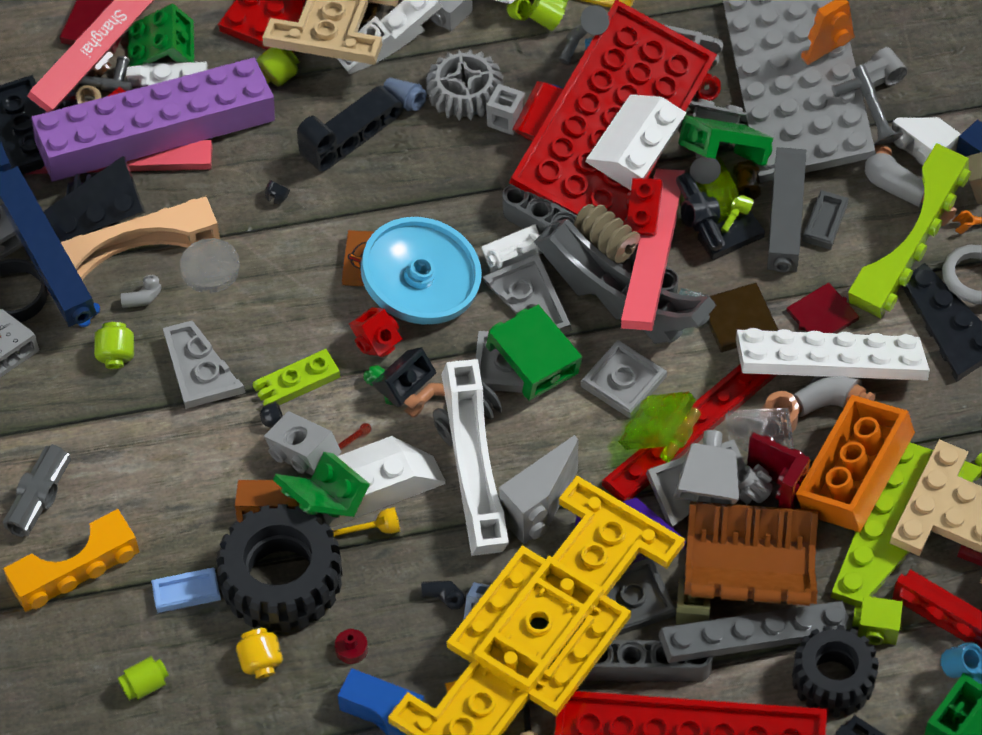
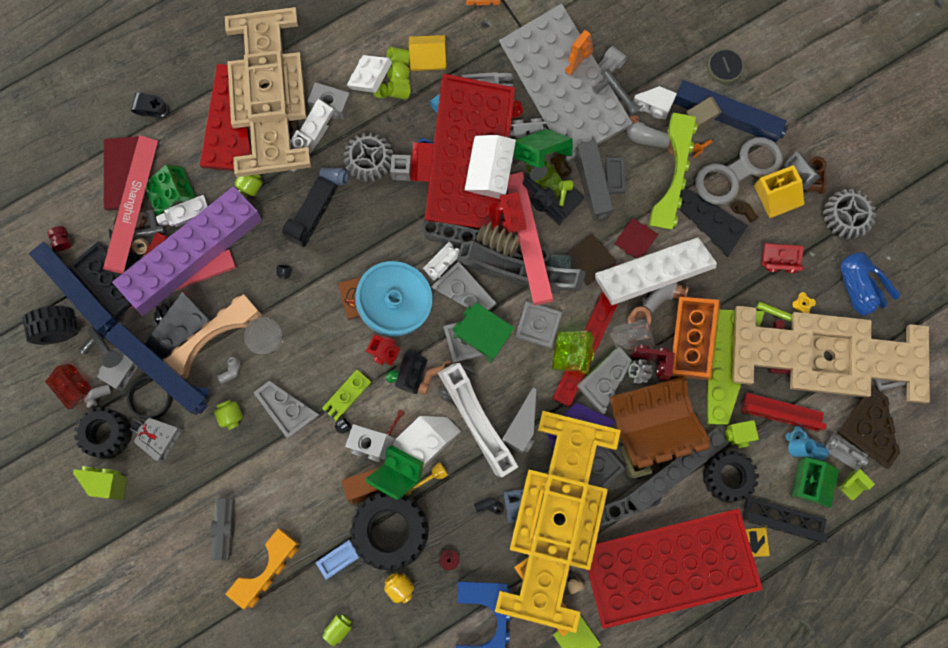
camera: 20 degrees left, 20 degrees up
(593, 21) = (436, 95): dark grey piece -> none
(709, 472) = (615, 376): light grey torso -> none

